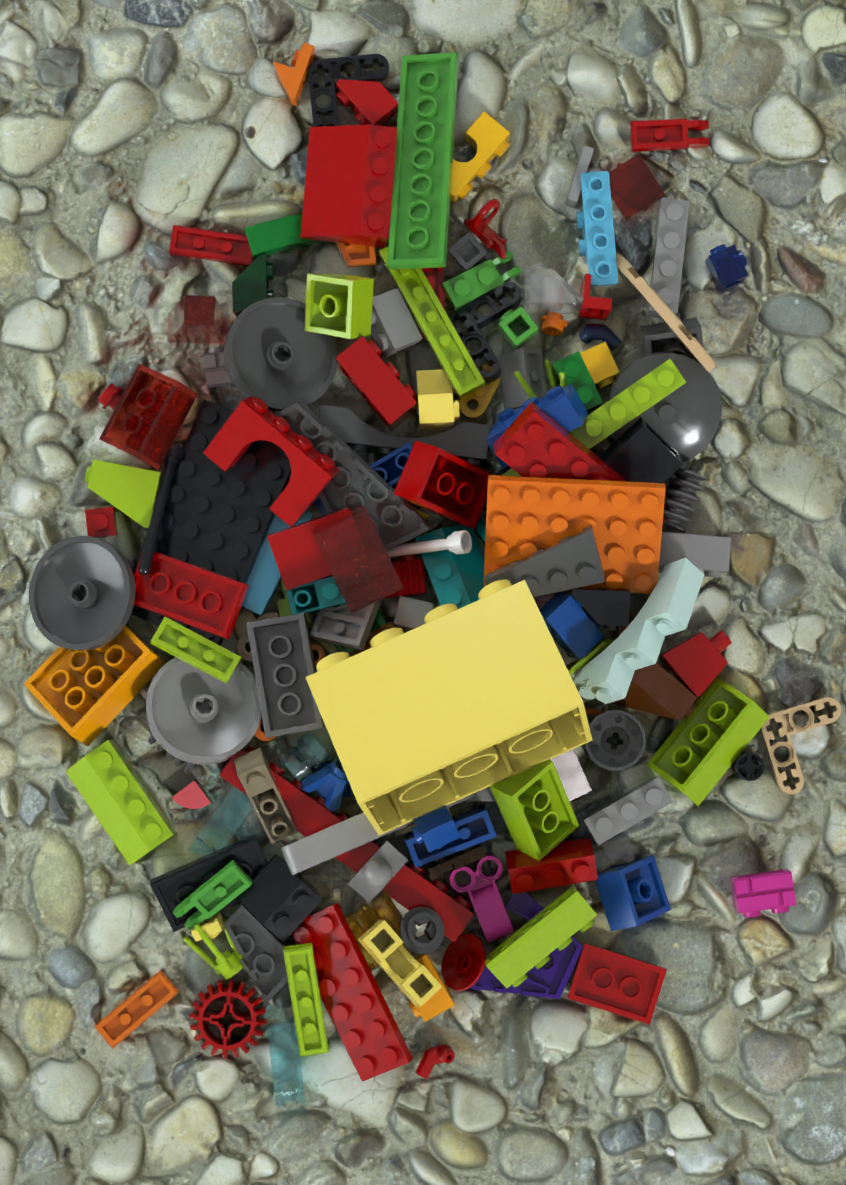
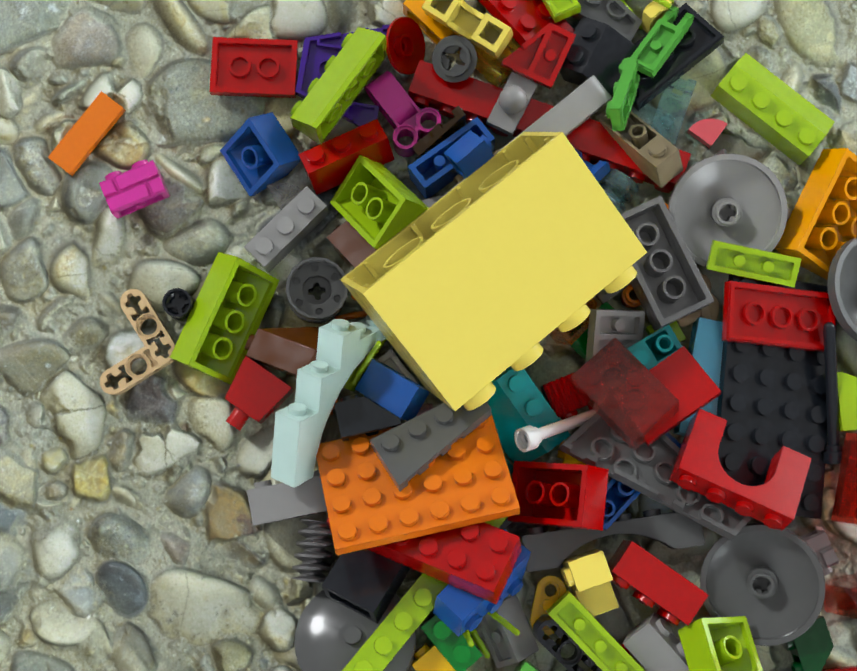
camera: 160 degrees right, 5 degrees down
(269, 848) = (623, 94): none -> bright green hinge
(336, 910) = (541, 55): none -> red wing
(409, 612) = (552, 363): light grey brick -> none
(796, 962) = (86, 133): none -> orange tile

